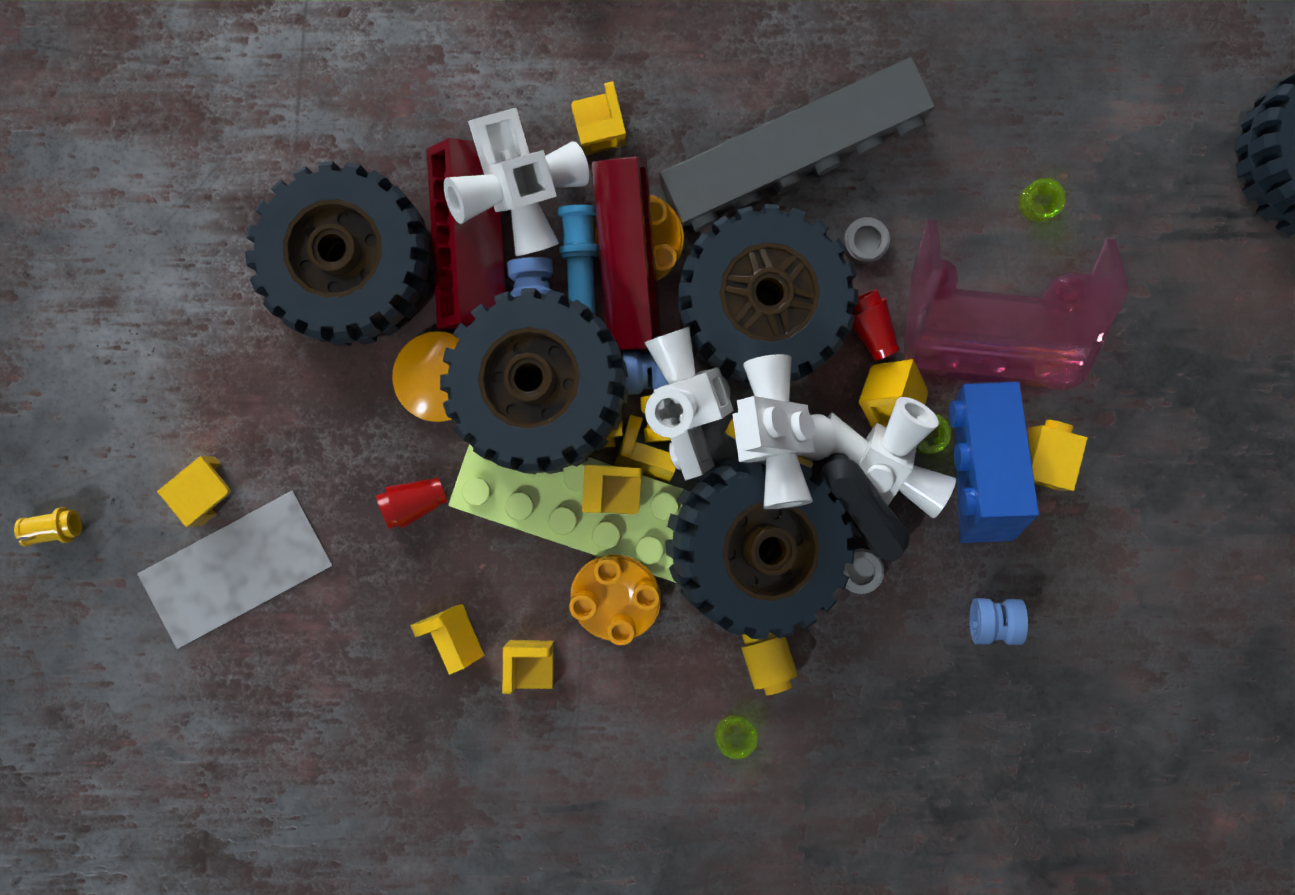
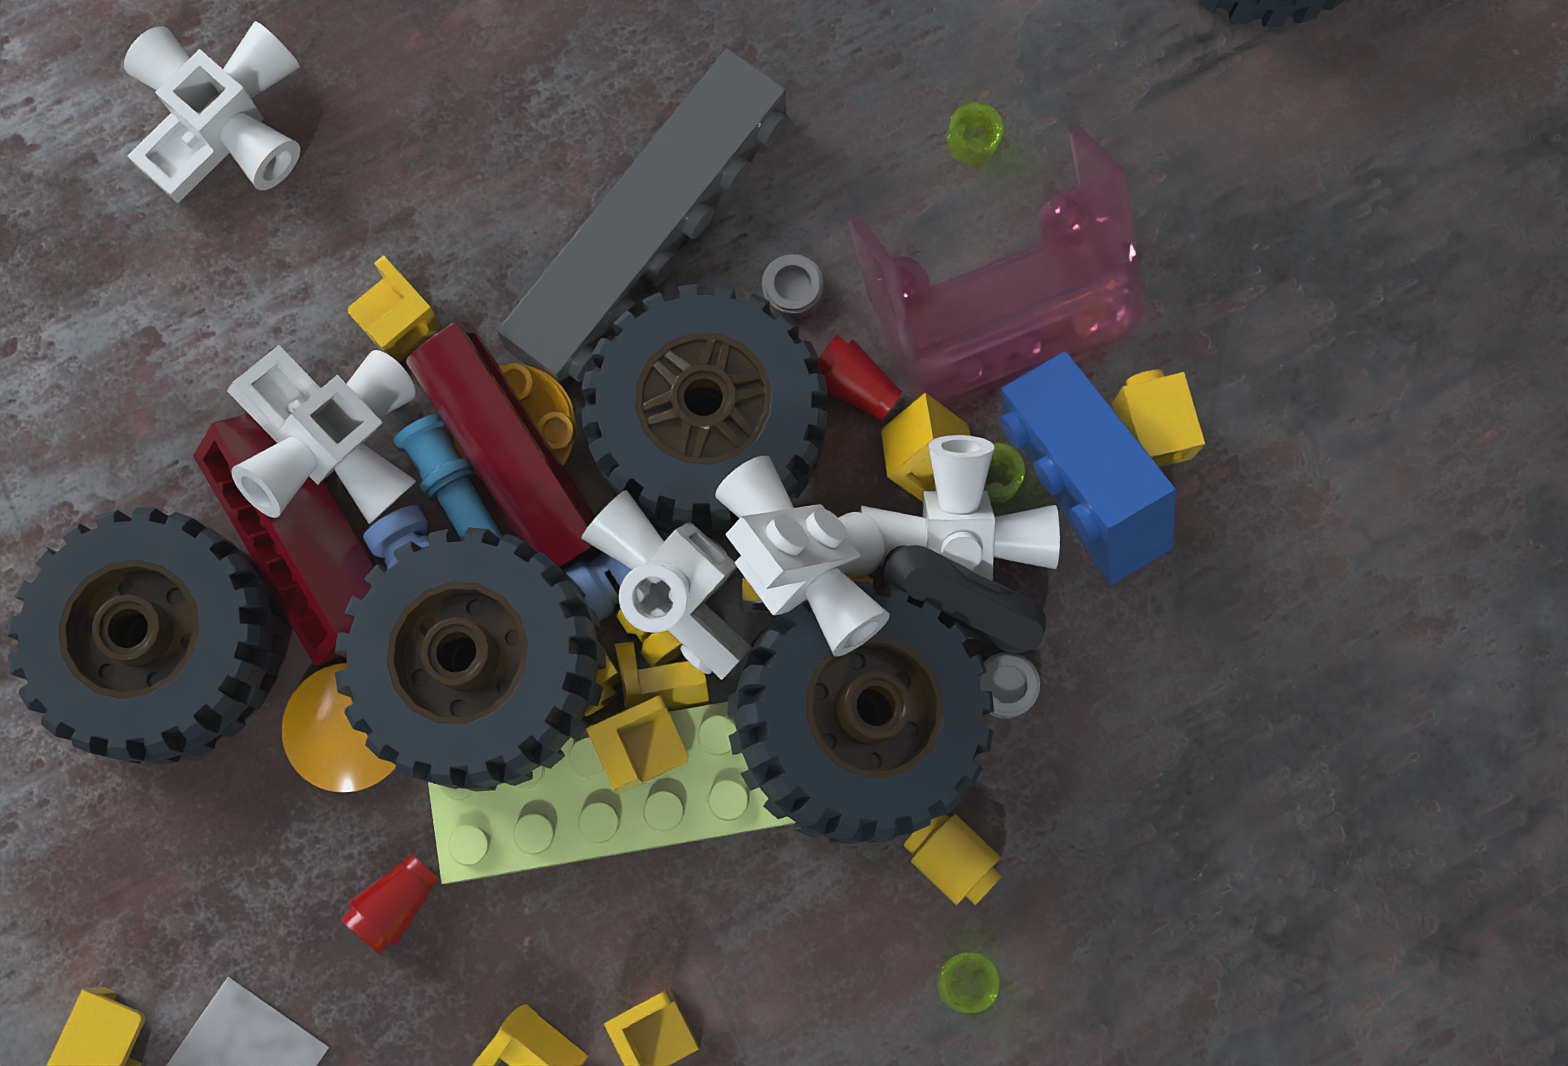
camera: 30 degrees left, 10 degrees down
(615, 598) = (718, 886): light orange dish -> none
(998, 621) = (1210, 653): medium blue wheel -> none

